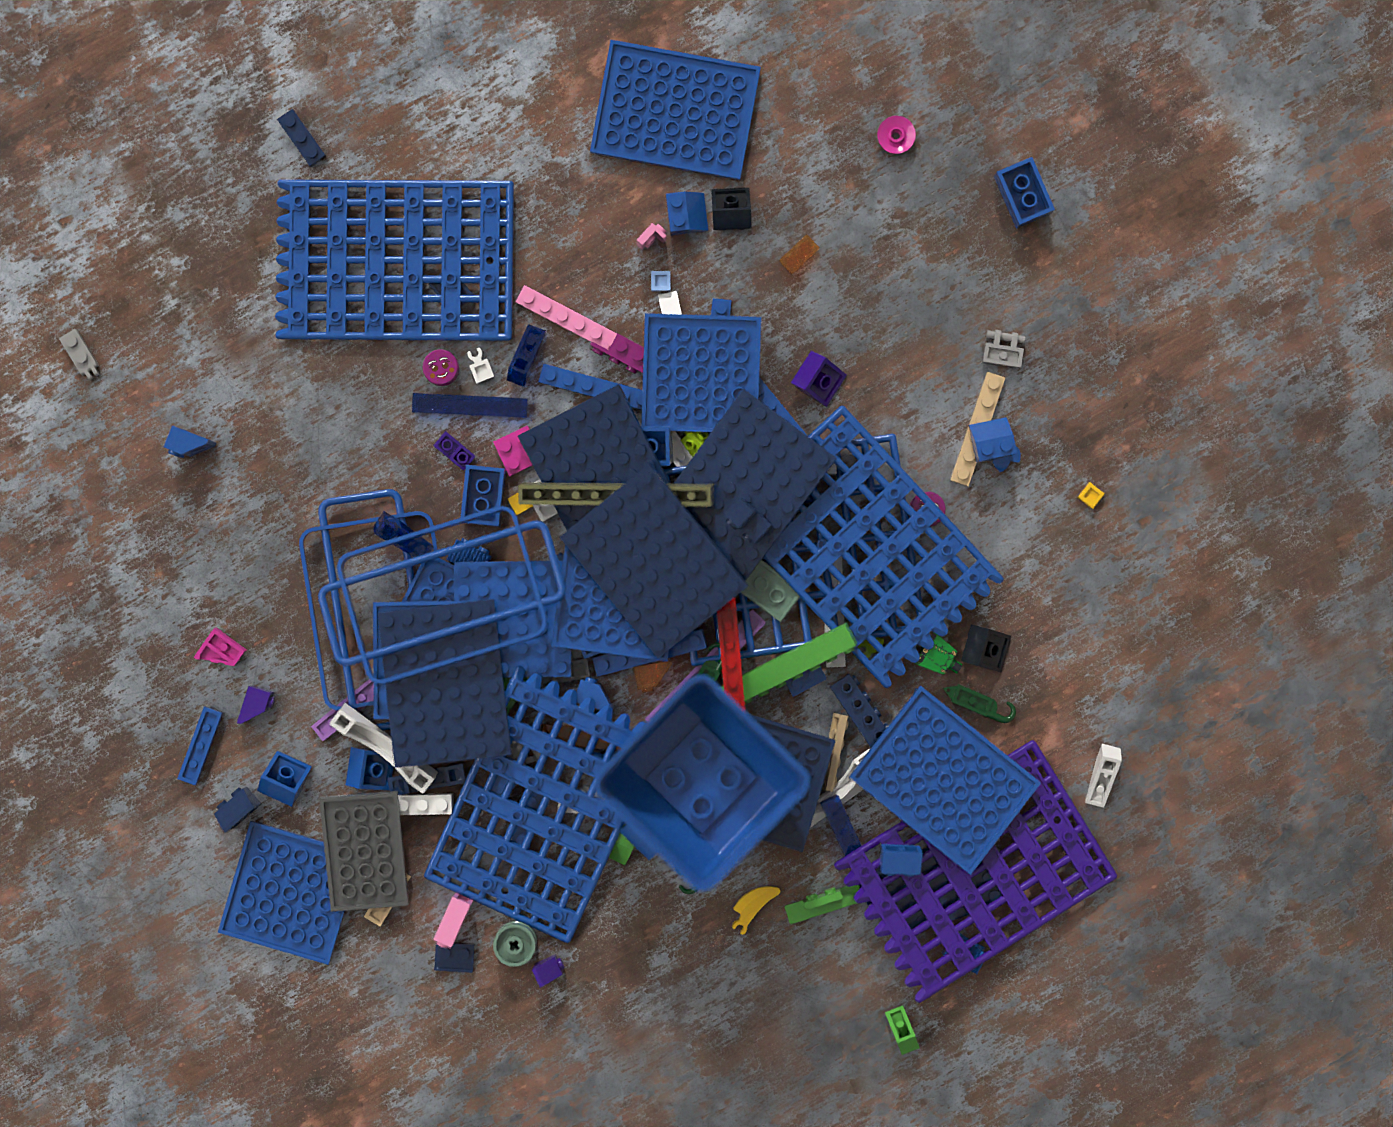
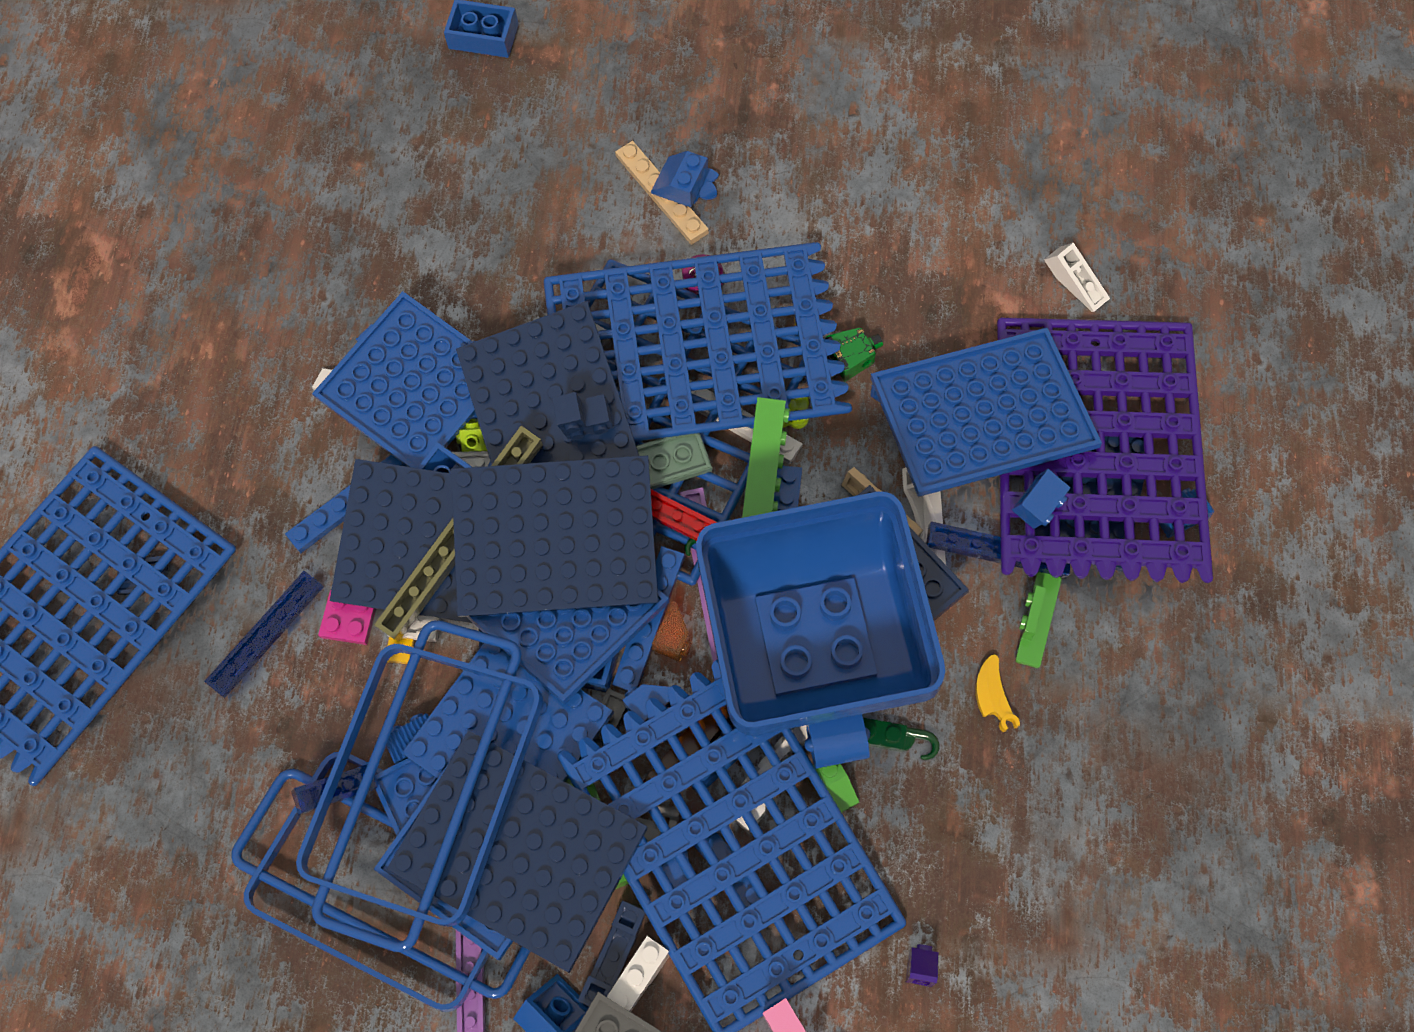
camera: 50 degrees left, 20 degrees down
(185, 443) = (49, 960): blue slope -> none
(358, 727) = (533, 975): white arch -> none
(440, 367) = (204, 636): magenta head -> none
(454, 450) = (295, 682): dark purple slope -> none
(481, 368) = (238, 598): white plate -> none
(483, 491) = (348, 673): blue brick -> none
(509, 953) = (871, 968): sand green wheel -> none
(525, 355) = (263, 546): clear blue slope -> none
(565, 317) = (283, 474): bright pink plate -> none
(623, 351) = (337, 450): magenta bracket -> none
(649, 235) = (251, 348): bright pink bracket -> none
(660, 281) = (301, 374): light blue plate -> none
(675, 110) = (162, 265): blue plate -> none
(686, 212) = (258, 313): blue slope -> none
(731, 209) = (291, 271): black slope -> none
(799, 254) = (380, 241): clear orange plate -> none
(818, 378) = (505, 293): dark purple slope -> none
(858, 708) = (866, 454): dark blue brick -> none
(902, 1030) = (1232, 625): bright green slope -> none
(903, 128) = (343, 92): dark pink dish -> none
(978, 703) = (927, 343): dark green plate -> none
(986, 648) = (875, 305): black slope -> none
(1003, 355) = (609, 131): light grey plate -> none
(1090, 495) = (795, 136): yellow tile -> none

